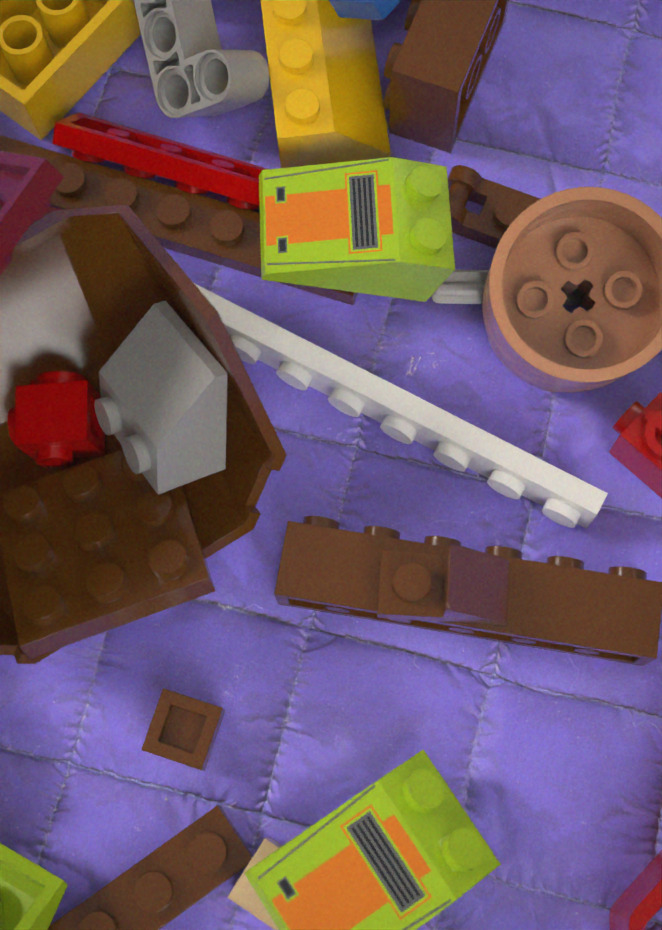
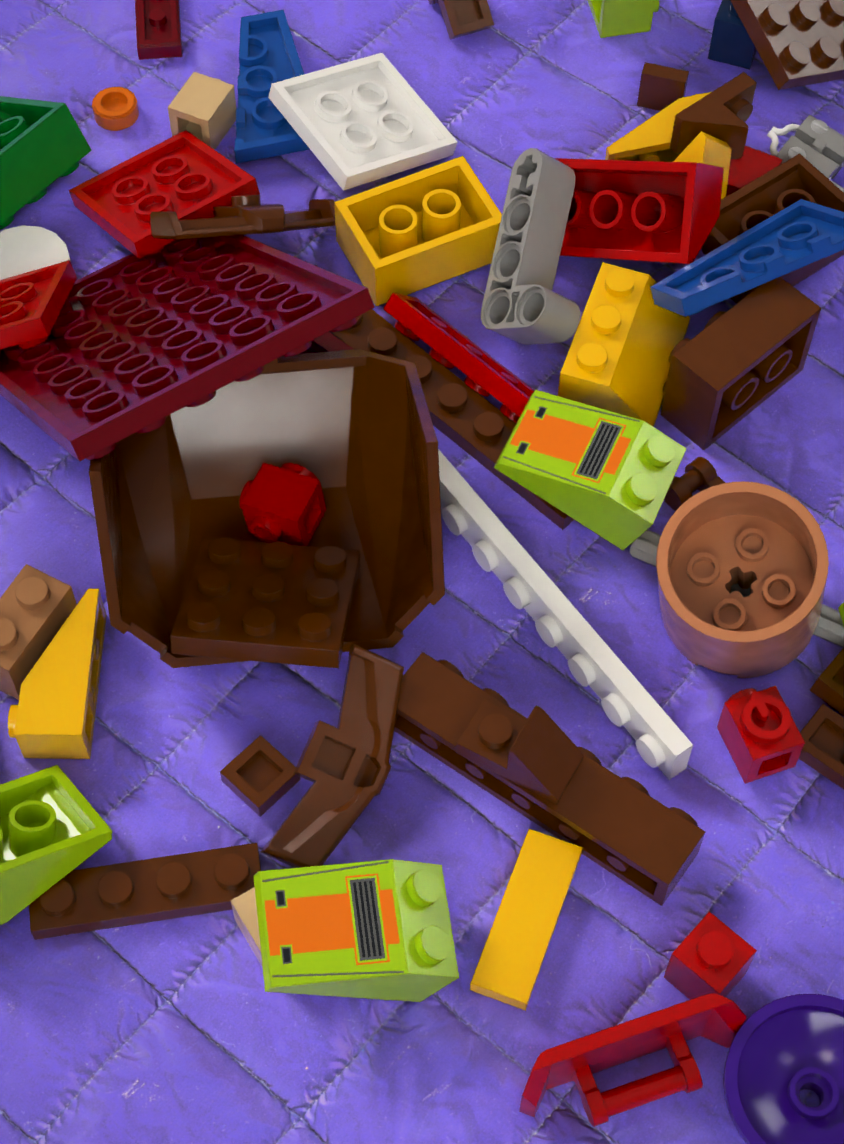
camera: 20 degrees right, 15 degrees down
(165, 402) = (370, 516): light grey slope -> none
(264, 682) = (343, 763): none -> reddish brown plate
(524, 750) = (526, 919): none -> yellow tile

